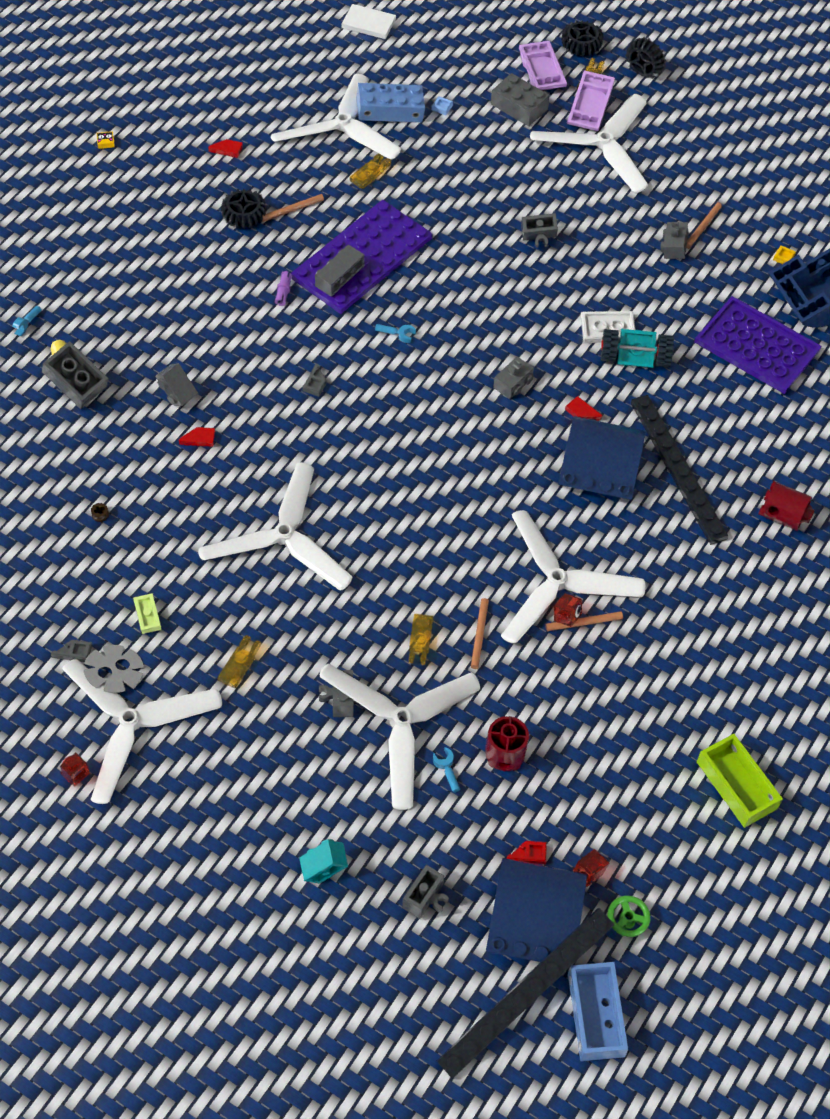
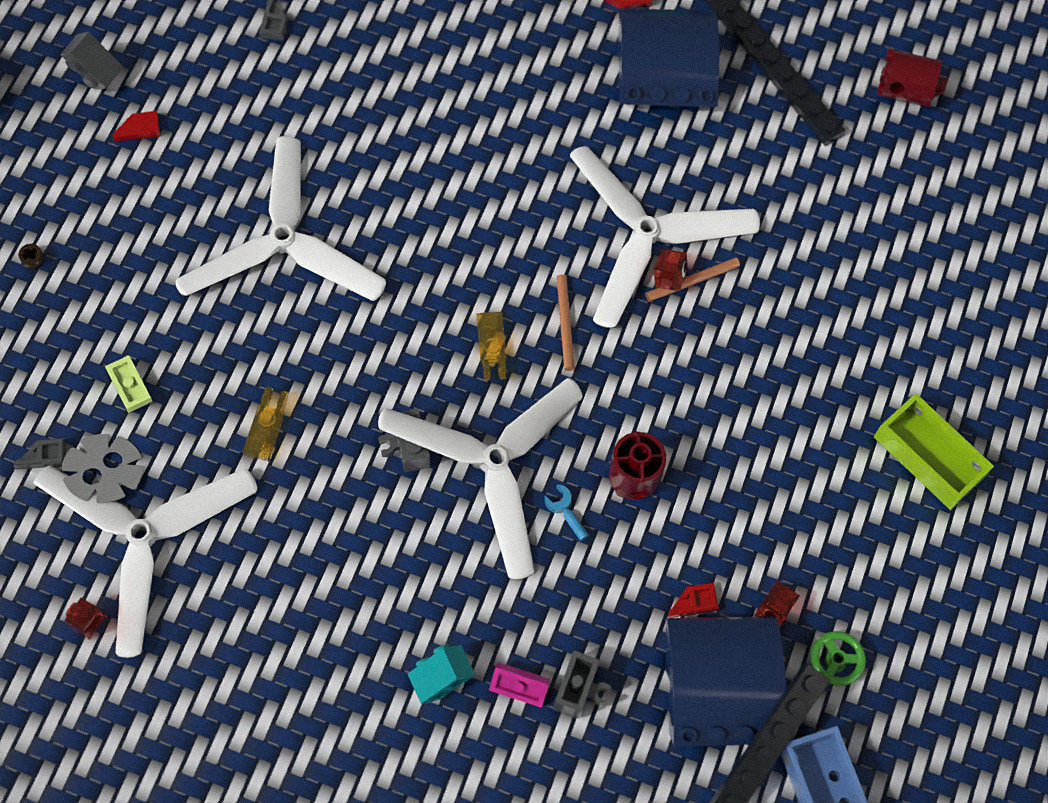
camera: 15 degrees left, 10 degrees up
(381, 884) = (519, 684): none -> dark pink plate

